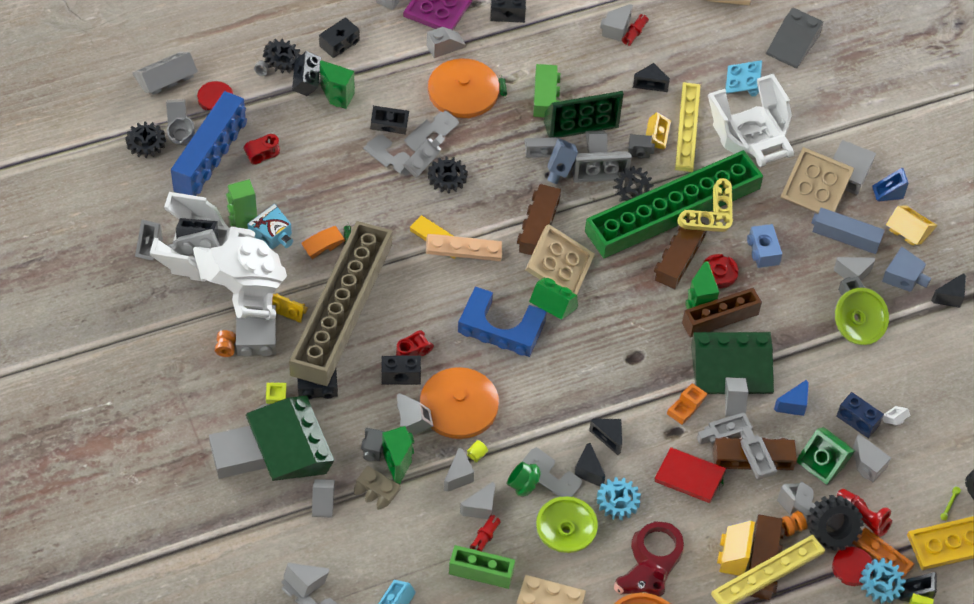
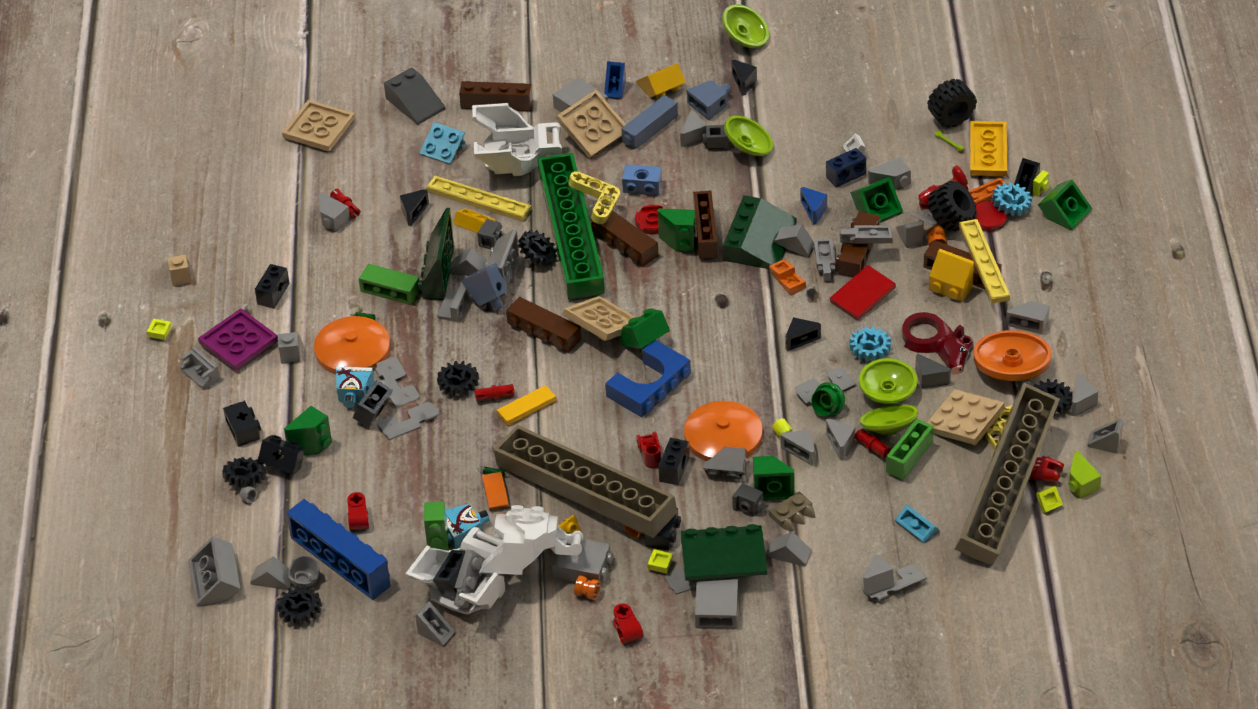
camera: 65 degrees left, 10 degrees down
(189, 386) = (626, 624): none -> red piece
(210, 94) = (266, 540): red tile -> none
(412, 98) = (353, 384): none -> medium azure torso
(424, 156) = (424, 391): light grey hinge -> none
(442, 207) = (494, 392): none -> red pin
(464, 247) = (551, 385): light nougat plate -> none
(516, 537) = (889, 419): none -> lime dish
(589, 467) = (829, 354): black slope -> none
(597, 561) = (931, 373): none -> dark grey slope
(824, 99) = (517, 95): none -> reddish brown brick

